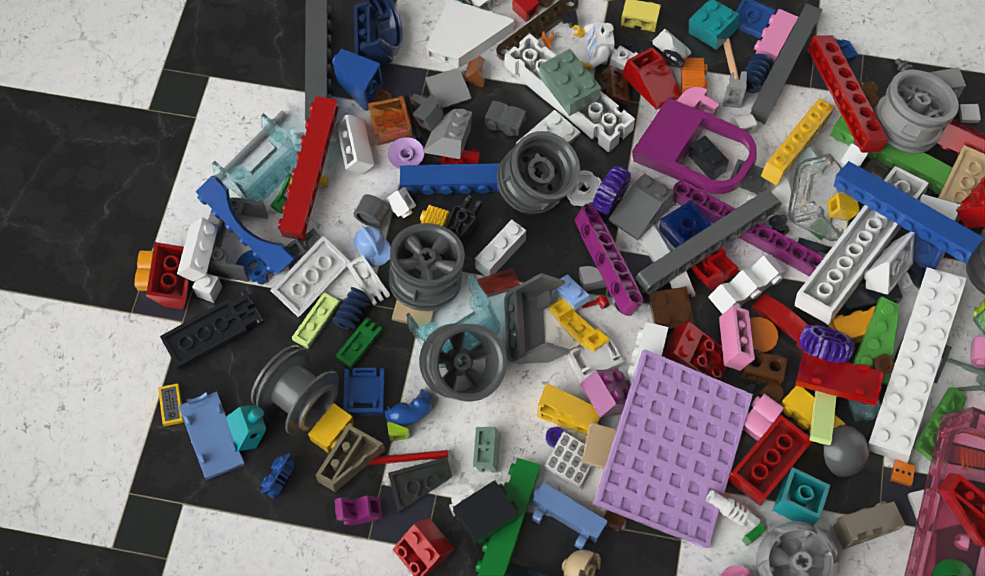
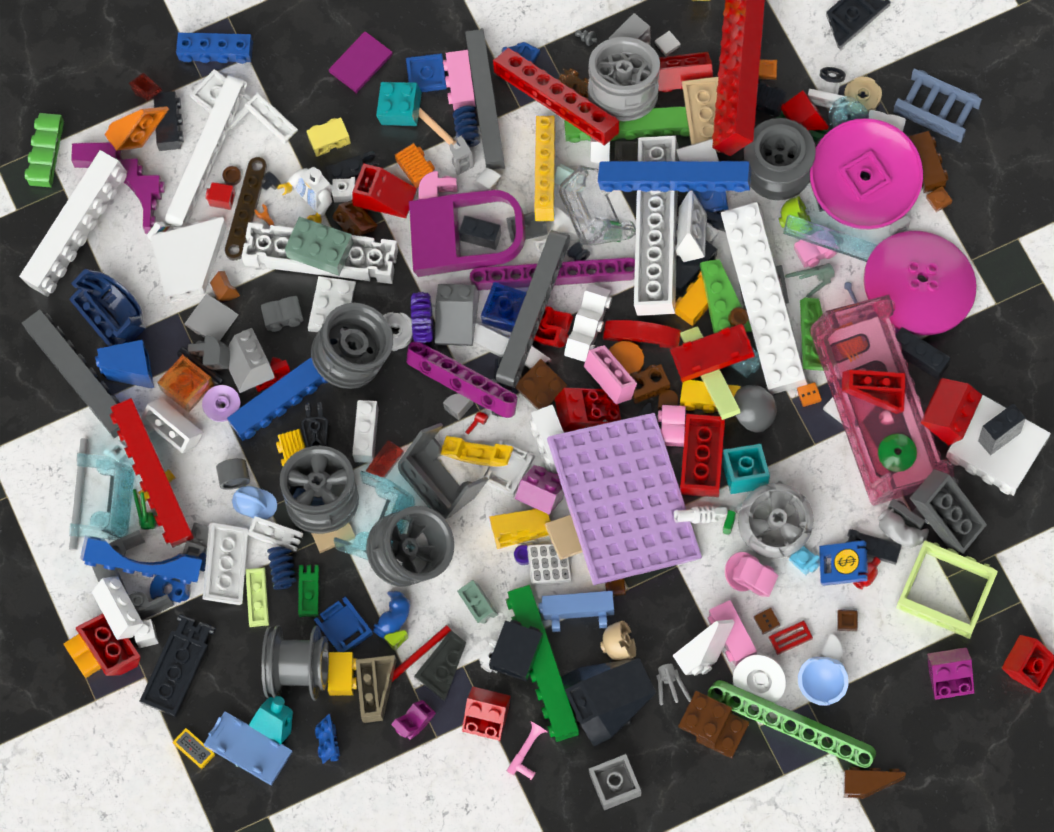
camera: 30 degrees left, 5 degrees up
(381, 95) = (159, 367): reddish brown tile -> none
(401, 202) = (252, 449): white brick -> none
(572, 293) = (452, 427): light blue plate -> none
(672, 48) = (381, 151): white piece -> none
(814, 245) = (619, 251): black tile -> none
(826, 343) = (684, 331): dark purple gear -> none
(842, 207) = (619, 202): yellow brick -> none
(868, 524) = (808, 453): dark tan wedge -> none

